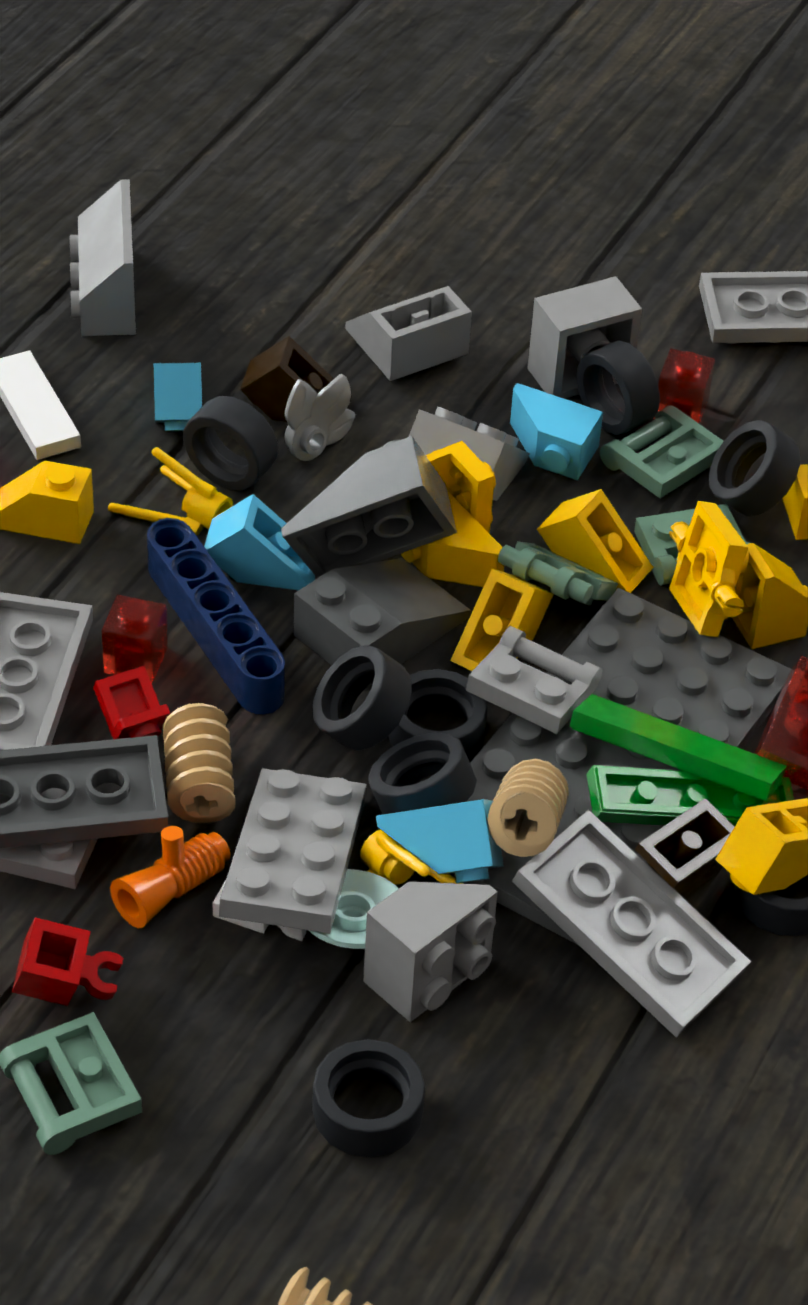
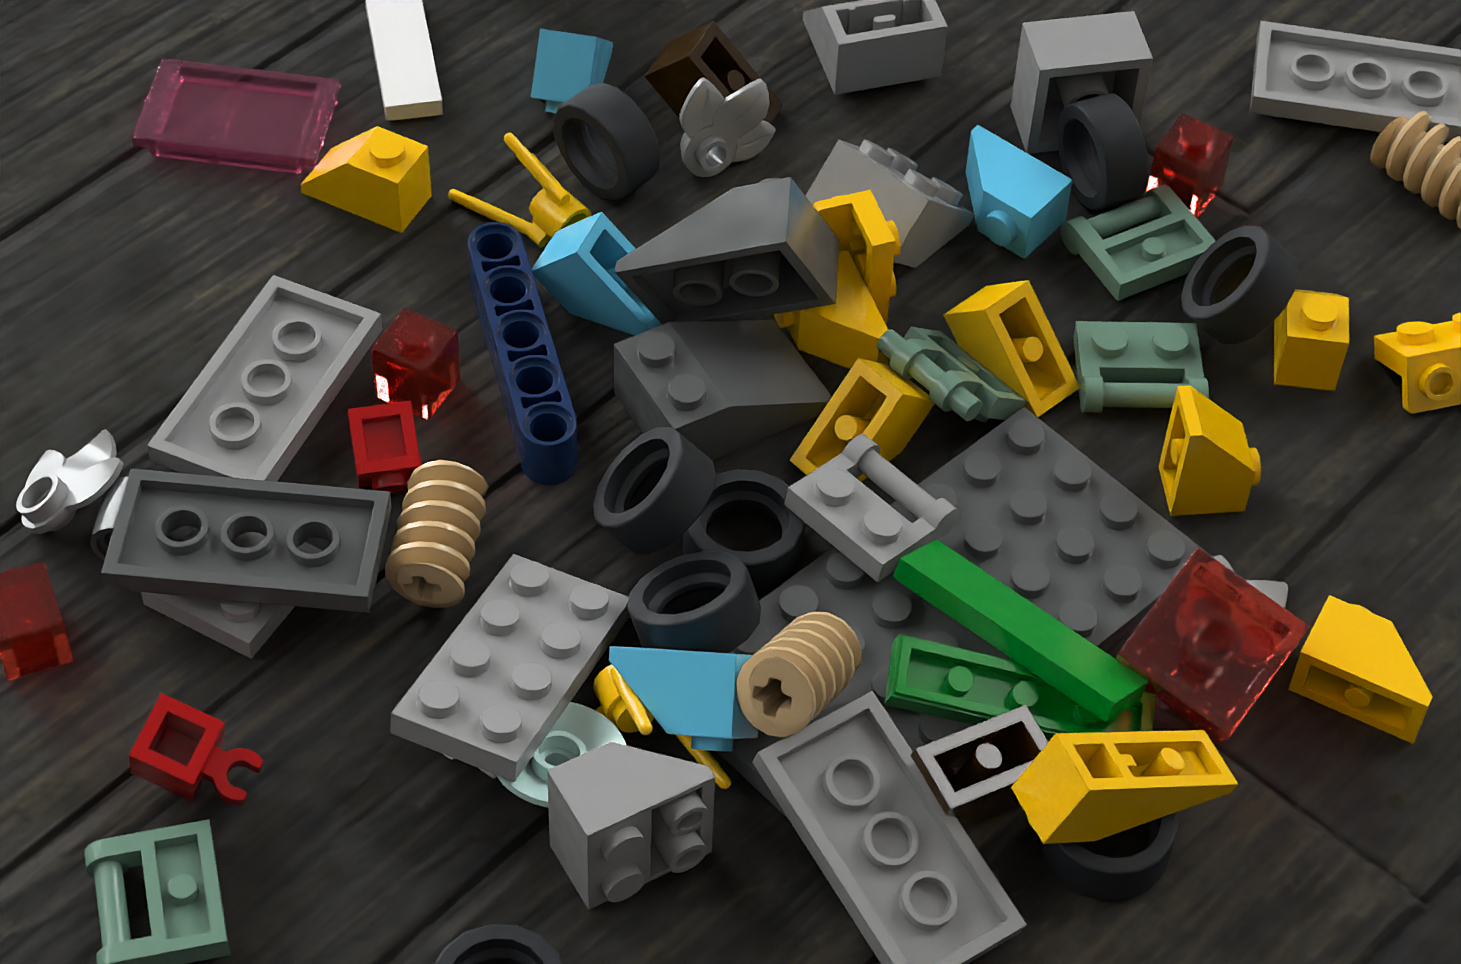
camera: 15 degrees right, 5 degrees up
(177, 872) = (364, 666): orange piece -> none
(708, 568) = (1132, 405): yellow plate -> none

